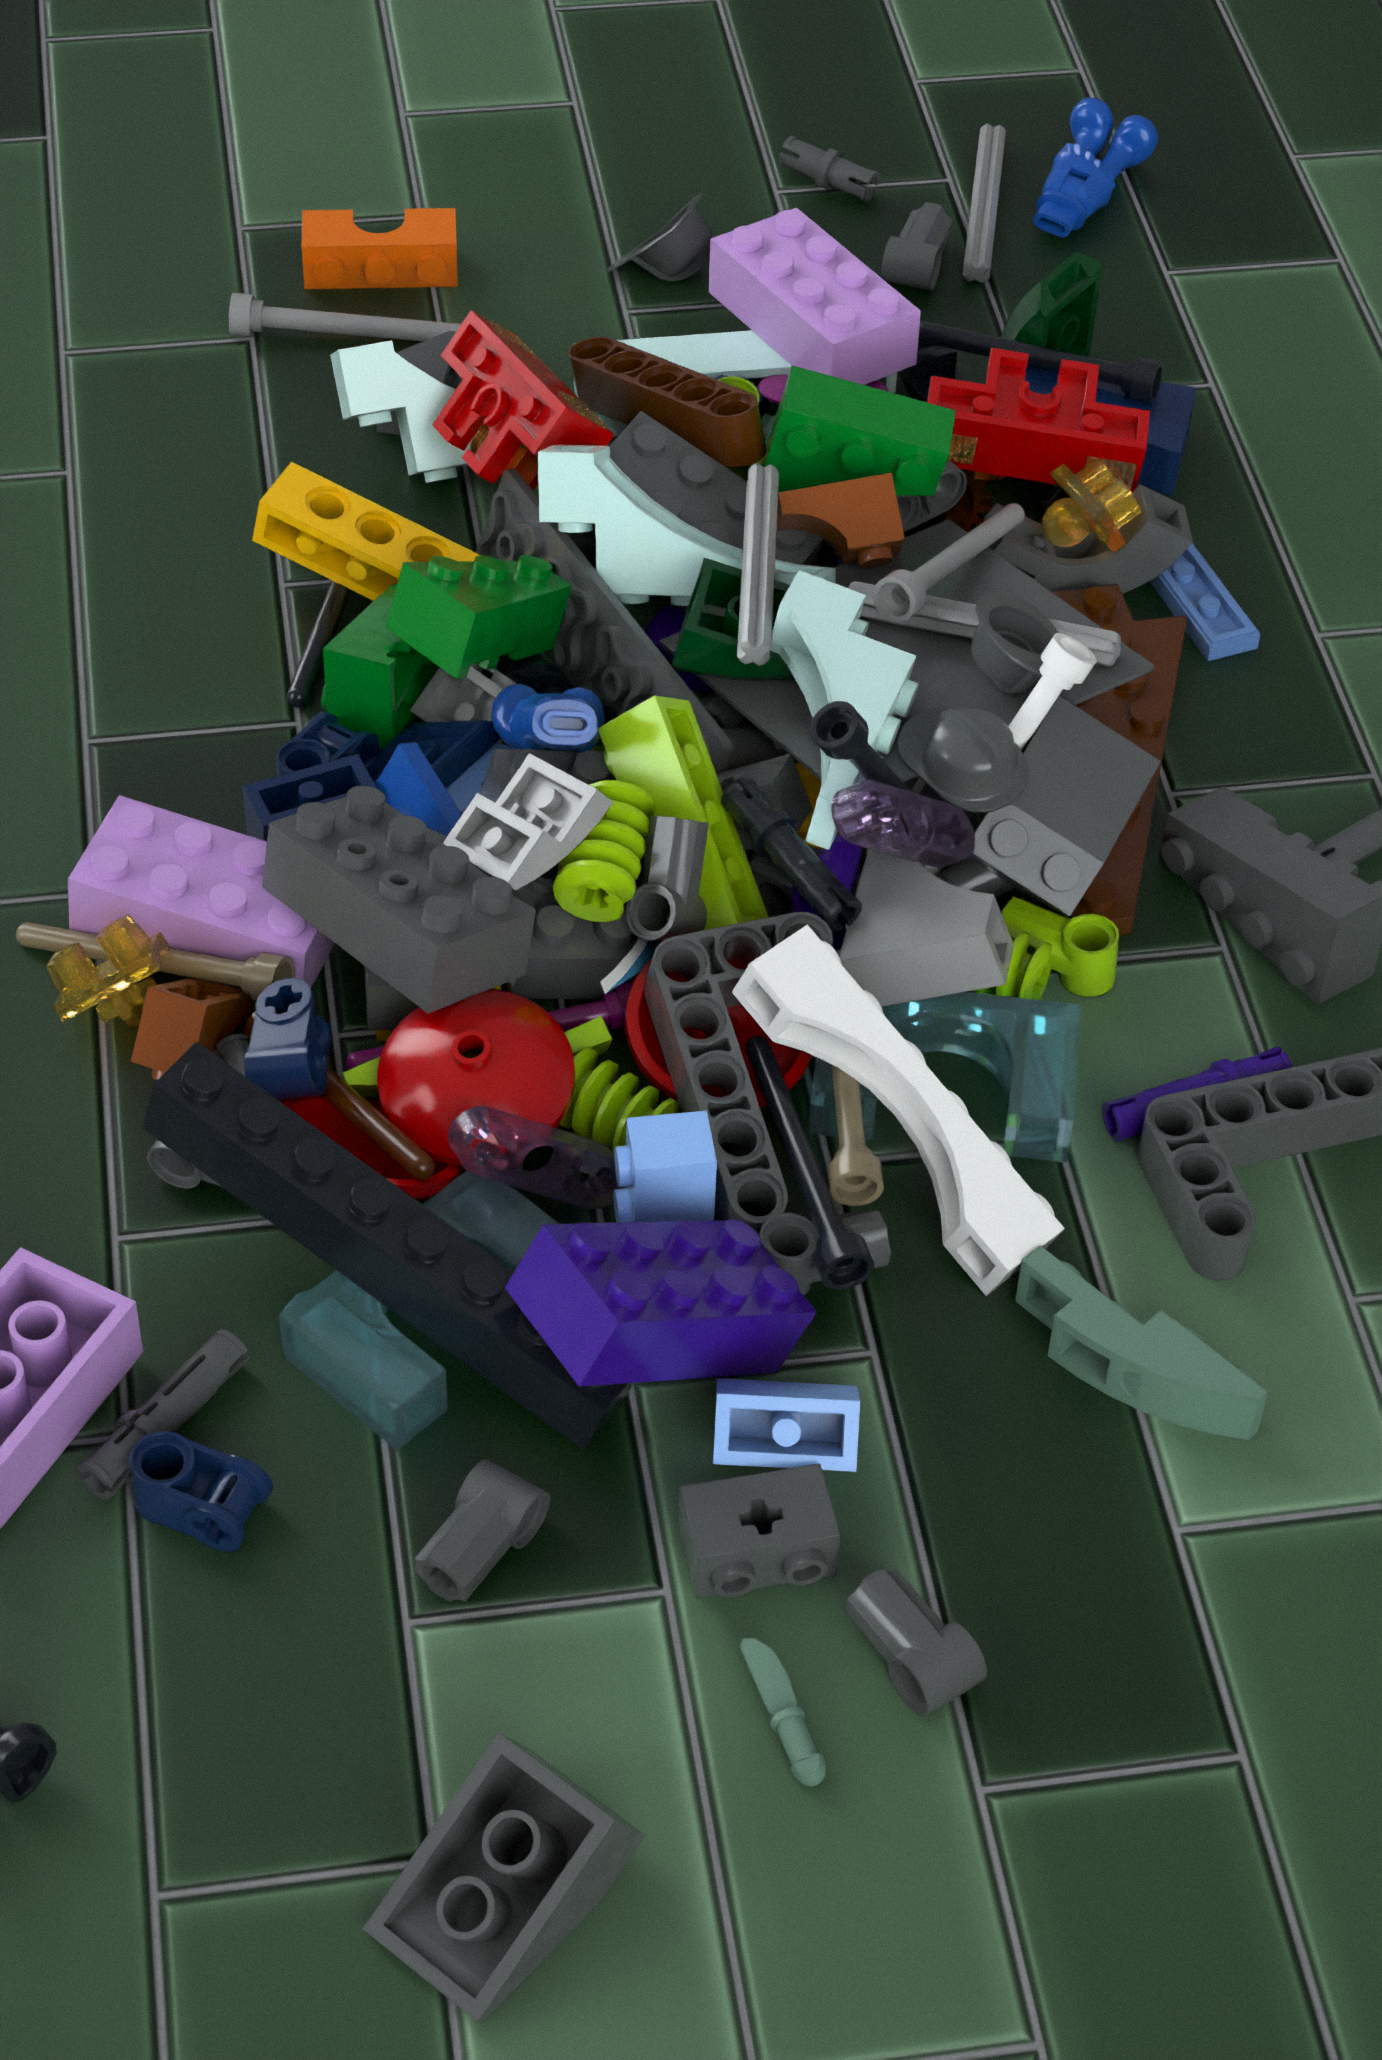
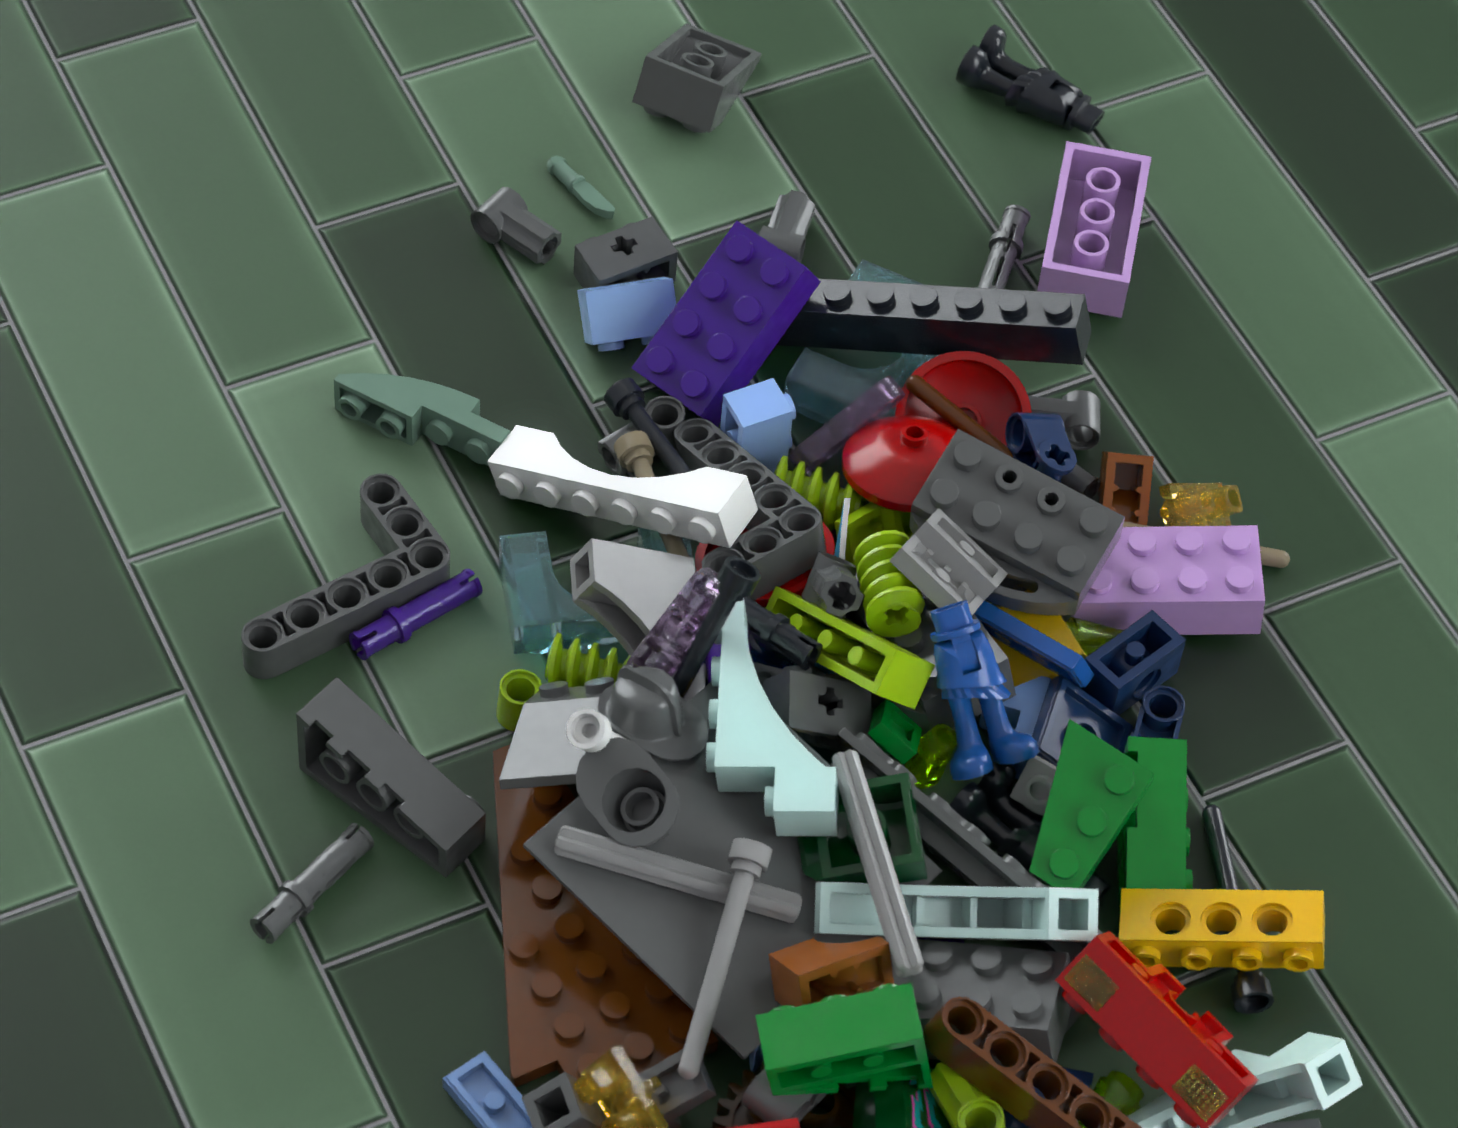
camera: 160 degrees right, 5 degrees up
(207, 1492) = (962, 219): dark blue piece -> none

